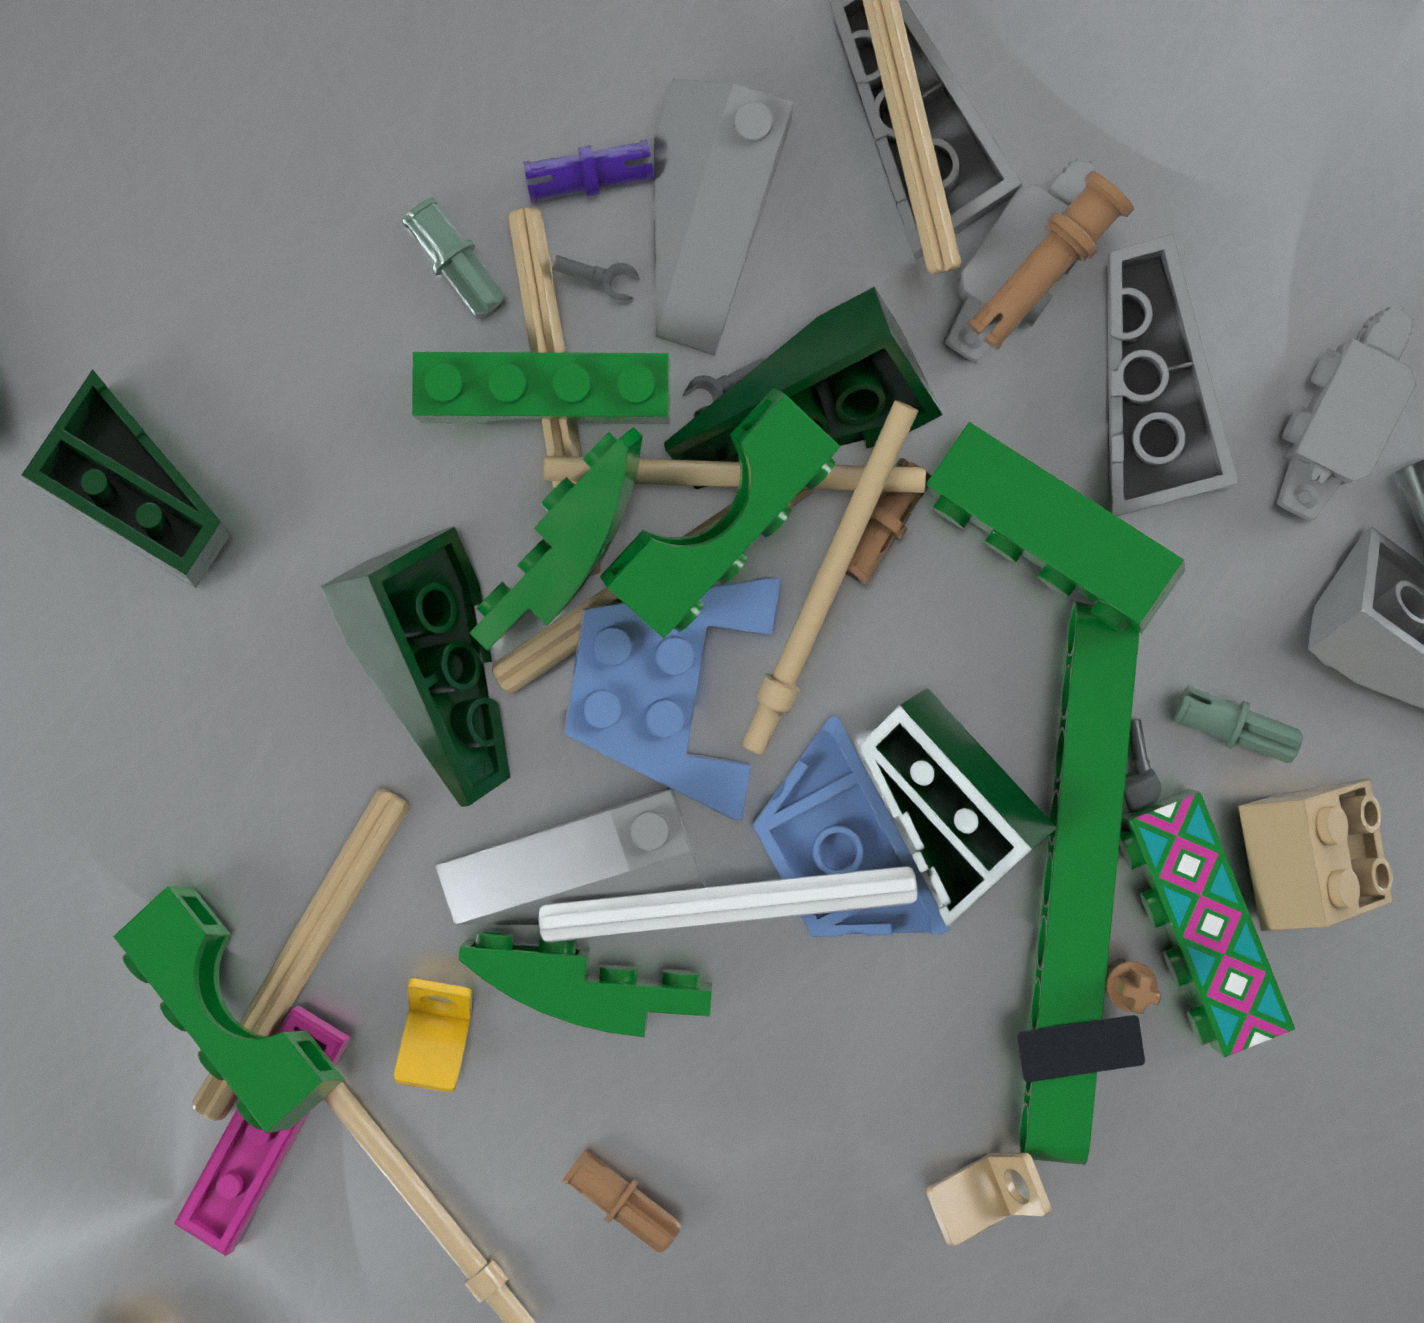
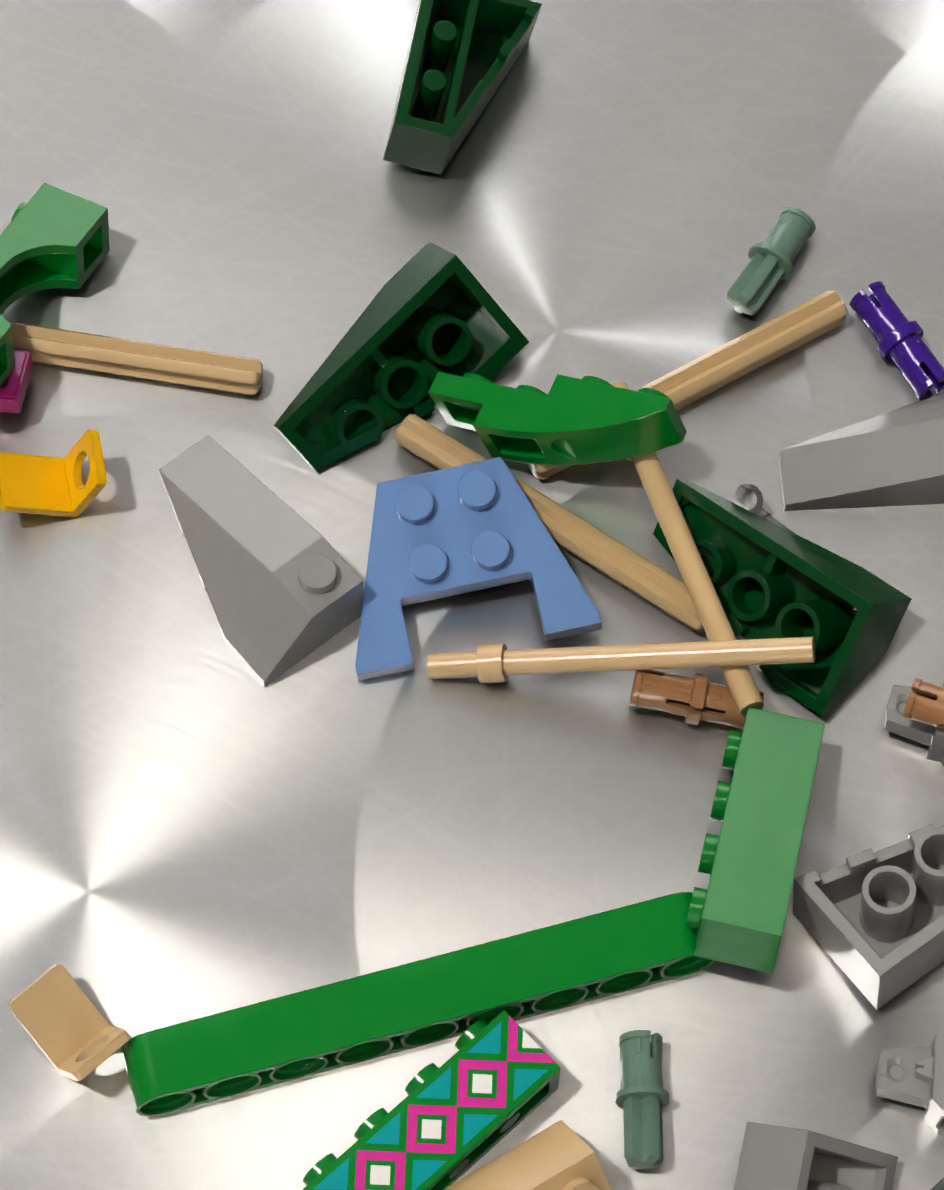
camera: 70 degrees right, 25 degrees down
(541, 386) = (668, 316): green arch -> none
(557, 983) = (140, 586): green slope -> none
(597, 275) = (811, 388): dark grey hand -> none
(728, 904) = (275, 680): white axle -> none
(778, 457) = (716, 551): green arch -> none
(833, 823) = (367, 774): medium blue wing -> none
(953, 801) = (454, 847): dark green wedge -> none
(1081, 1048) = (256, 1050): black sticker -> none
(1131, 986) = (338, 1077): medium nougat axle -> none
(1144, 786) = (549, 1033): dark grey hand -> none

